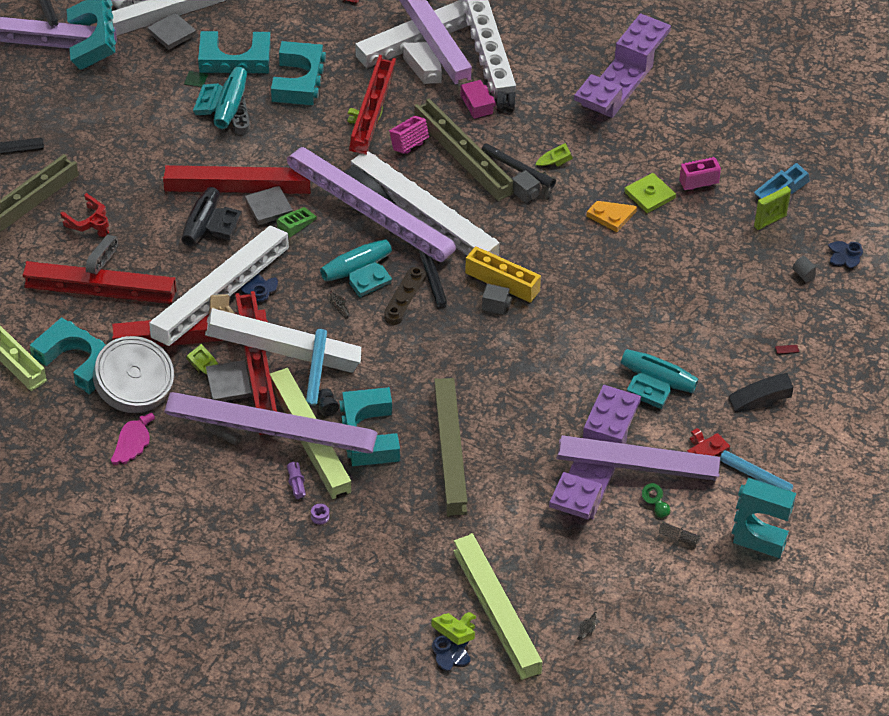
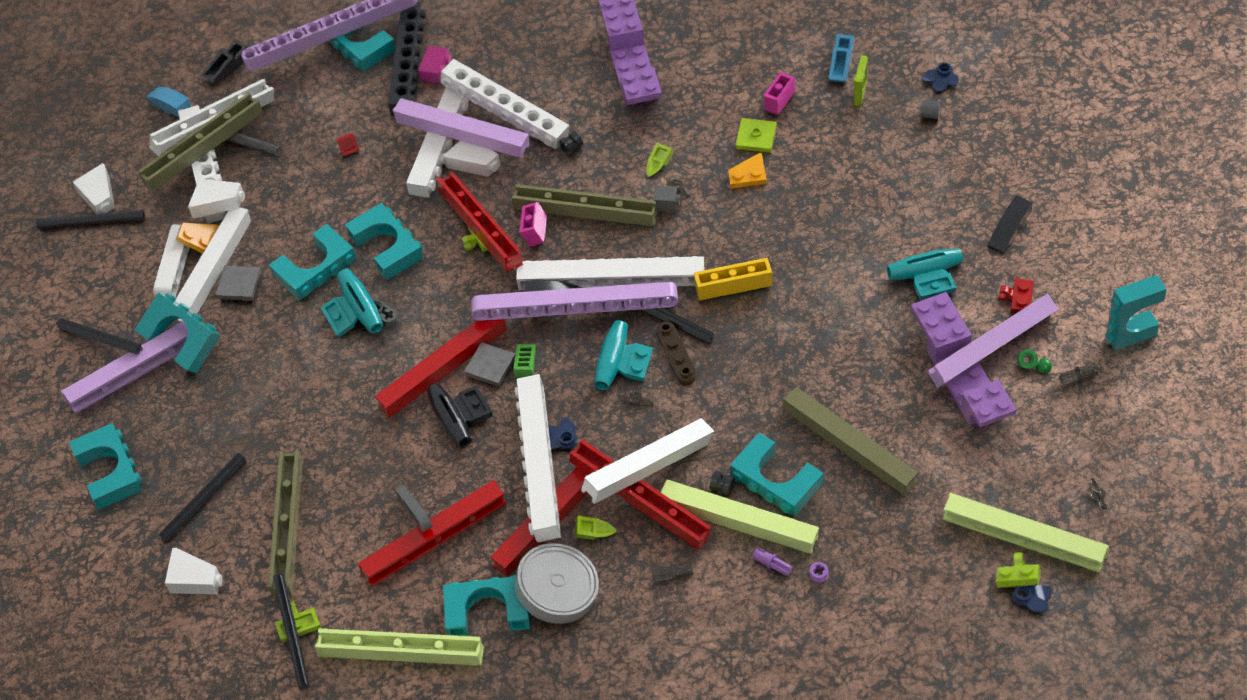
camera: 35 degrees left, 5 degrees up
(97, 220) = (371, 484): red piece -> none
(132, 440) = (611, 636): dark pink animal -> none
(195, 78) = (303, 307): dark green sticker -> none
(220, 302) = (567, 476): tan bracket -> none
(229, 381) = (630, 527): flat silver tile -> none
(271, 422) = (710, 533): lavender beam -> none
(316, 367) = (694, 460): medium azure axle -> none
(477, 99) = (547, 157): dark pink brick -> none
(495, 153) = (643, 186): black piece -> none
(496, 299) = (748, 302): dark grey brick -> none
(754, 471) = (1072, 286): medium azure axle -> none
(787, 349) = (983, 179): dark red piece -> none

